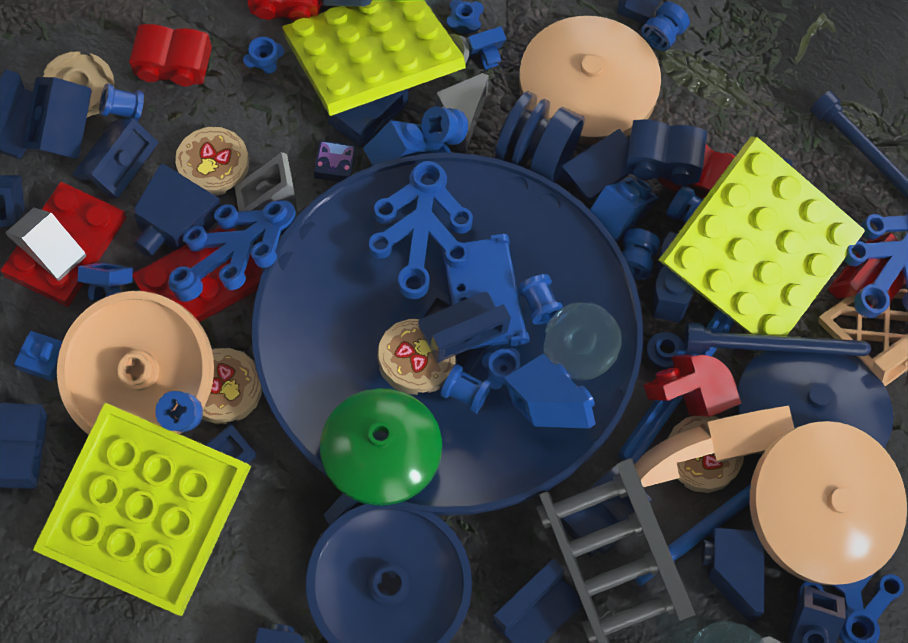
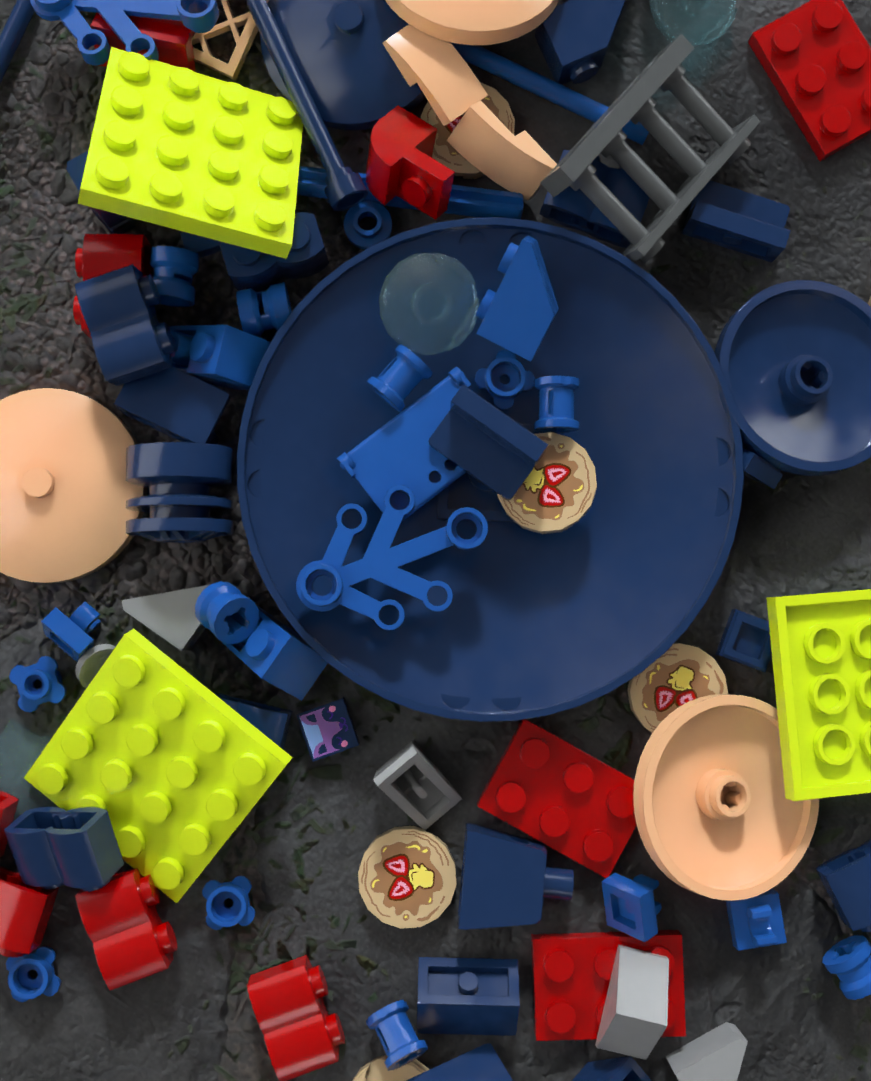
camera: 120 degrees left, 20 degrees up
(188, 411) = (746, 706): blue wheel -> none
(270, 222) = (520, 769): blue plant -> none
(385, 469) = (653, 482): green dish -> none

